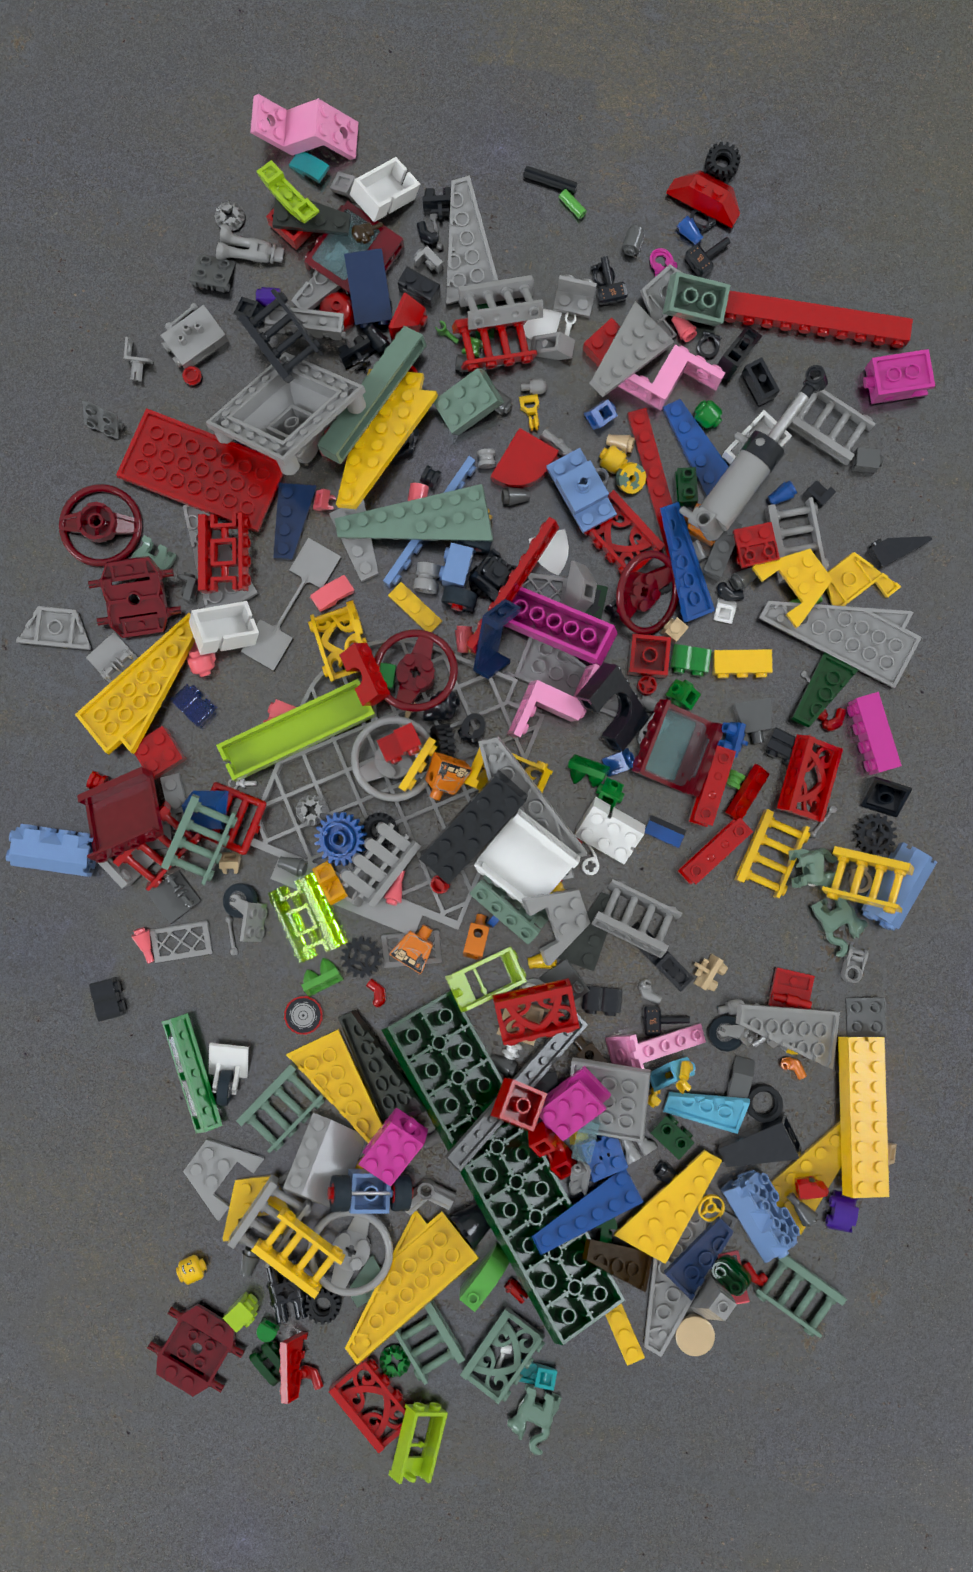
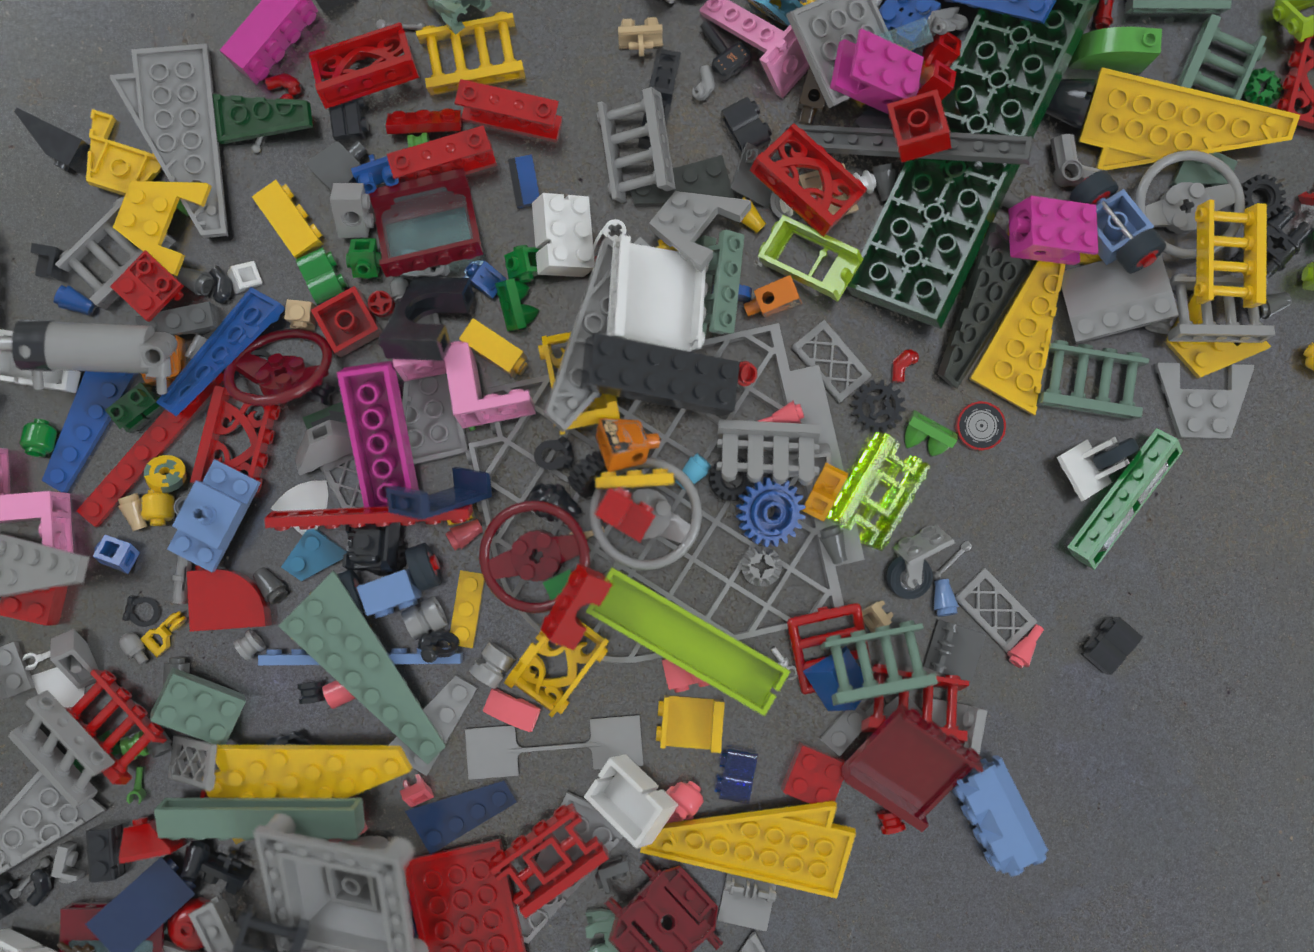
camera: 125 degrees left, 0 degrees up
(210, 913) = (944, 599): none -> medium blue cone
(246, 699) = (691, 723): none -> yellow panel
(368, 600) = (491, 666): none -> light grey wheel
(401, 811) = (695, 469): none -> medium azure cone
(402, 565) = (430, 653): none -> black piece
(414, 949) = (832, 355): orange torso -> none
(443, 366) = (207, 762): none -> light grey window
(515, 535) = (312, 555): none -> dark azure wing
(554, 398) = (128, 615): none -> black piece
(566, 736) = (494, 348): none -> yellow brick
(718, 706) = (351, 210): none -> light grey brick

